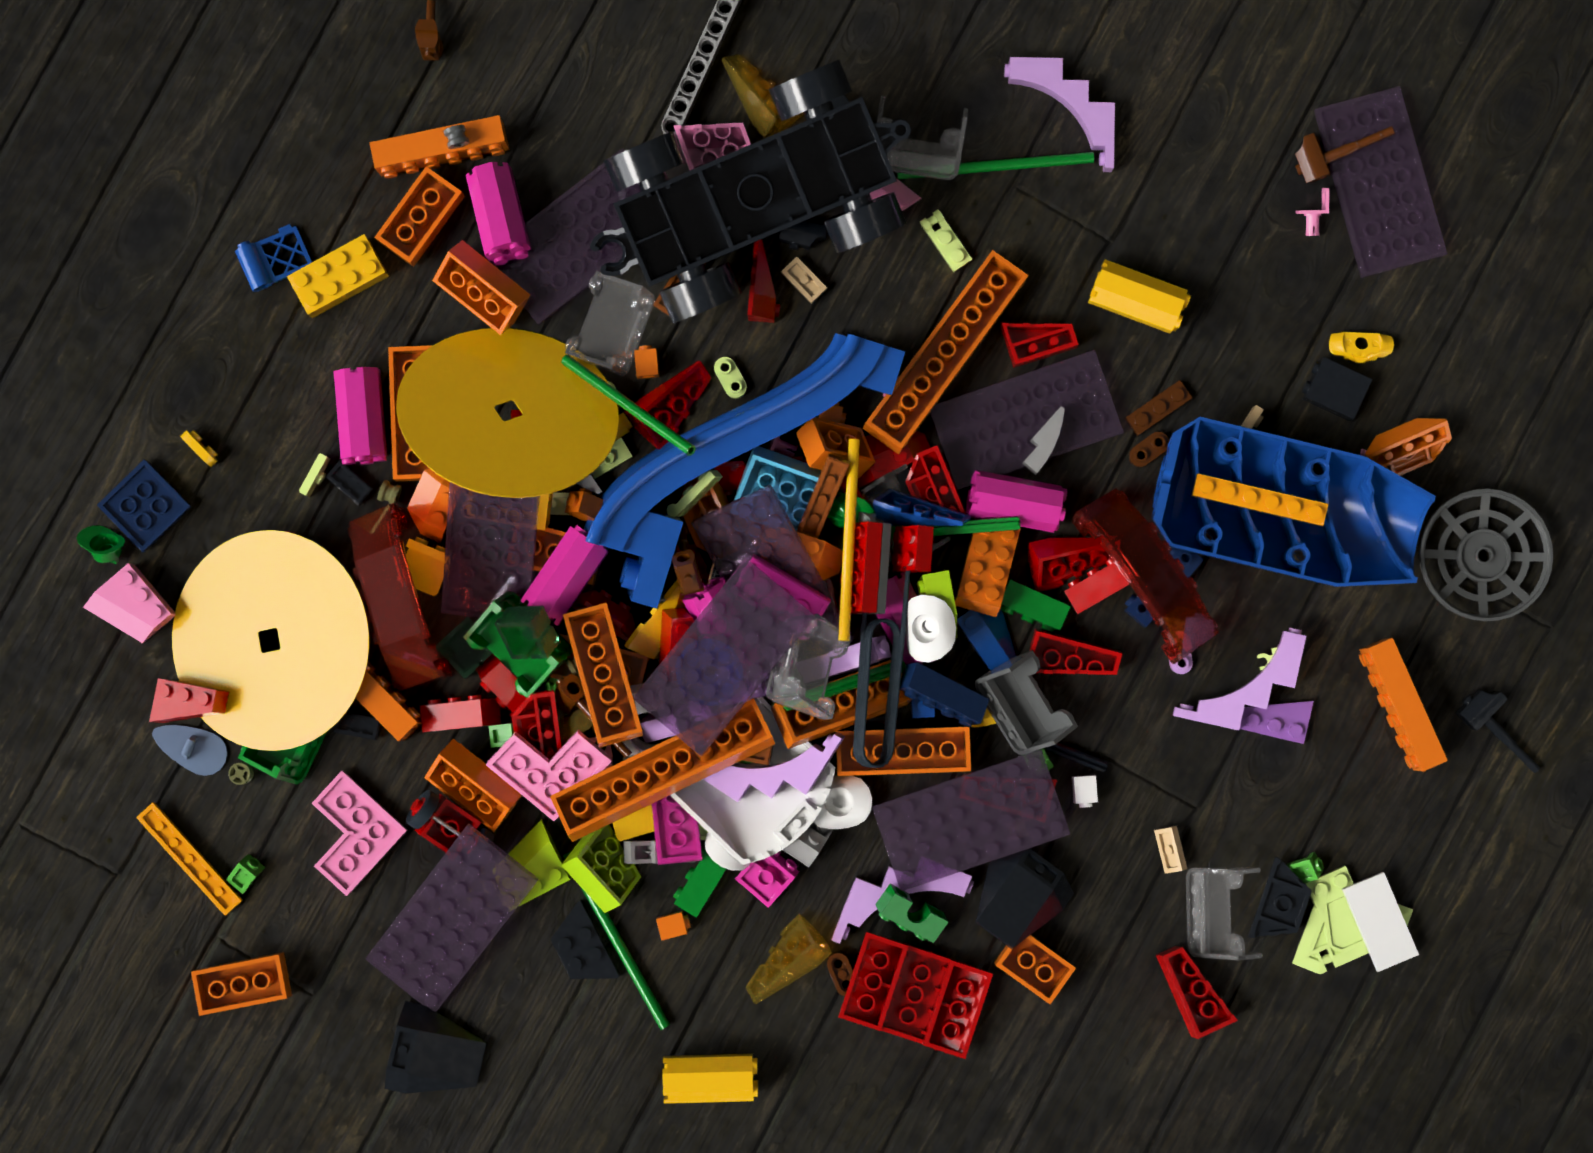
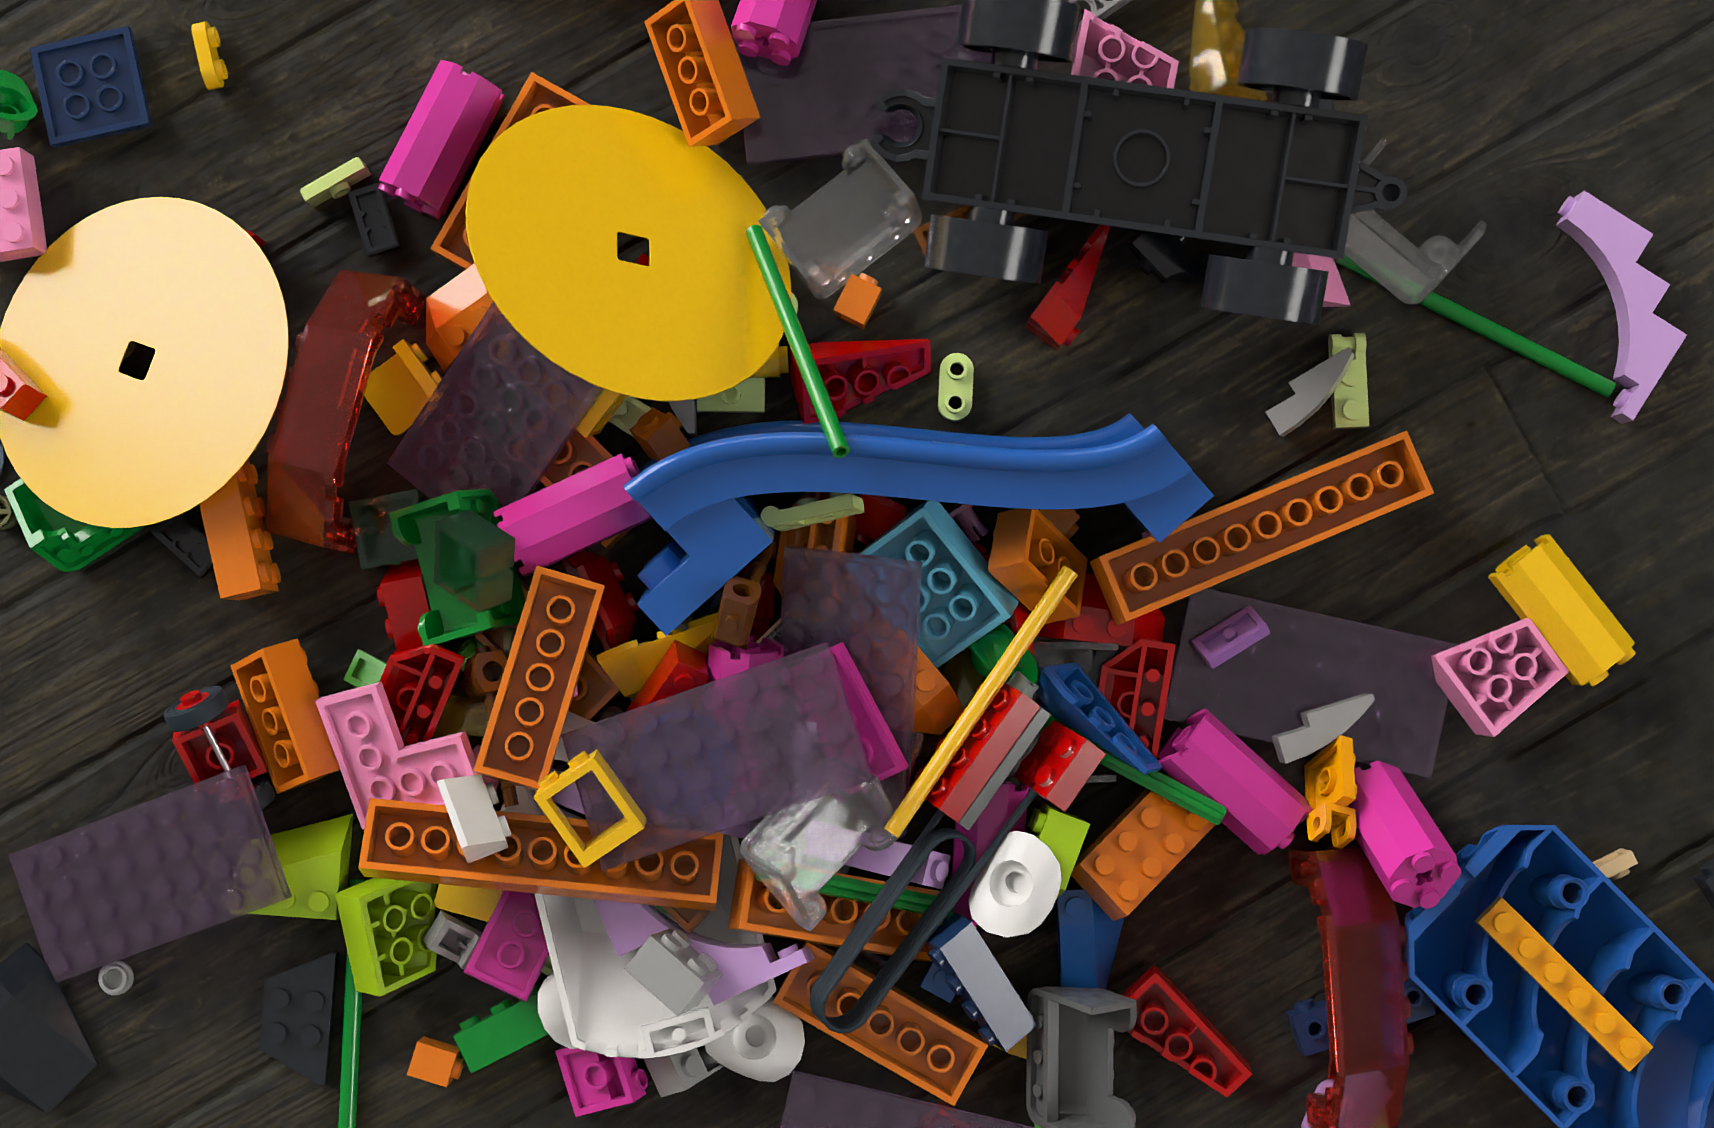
camera: 30 degrees right, 0 degrees up
(366, 828) = (116, 686): bright pink plate -> none
(389, 492) = (418, 264): olive wheel -> none
(459, 714) = (328, 611): wedge -> none
(467, 989) = (116, 978): none -> light grey plate
(613, 769) = (474, 817): none -> white slope
(694, 733) = (611, 837): none -> yellow window
(772, 786) = (674, 970): none -> light grey brick
(803, 280) = (1130, 318): tan plate -> none
(823, 496) = (982, 620): dark orange tile -> none
(928, 261) = (1311, 392): none -> light grey slope
(966, 422) = (1231, 637): none -> medium lavender plate
(1034, 606) = (1173, 938): green brick -> none
(1037, 341) = (1387, 586): red wedge -> none
(1062, 558) = (1245, 893): red wedge -> none
(1070, 472) = (1330, 790): none -> light orange plate
(1095, 587) = (1274, 961): red wedge -> none
(1119, 474) = (1401, 838): none -> dark pink brick
(1123, 353) = (1498, 675): none -> bright pink wedge
(1149, 449) = (1452, 815): reddish brown plate -> none
(1158, 407) = (1495, 773): reddish brown plate -> none

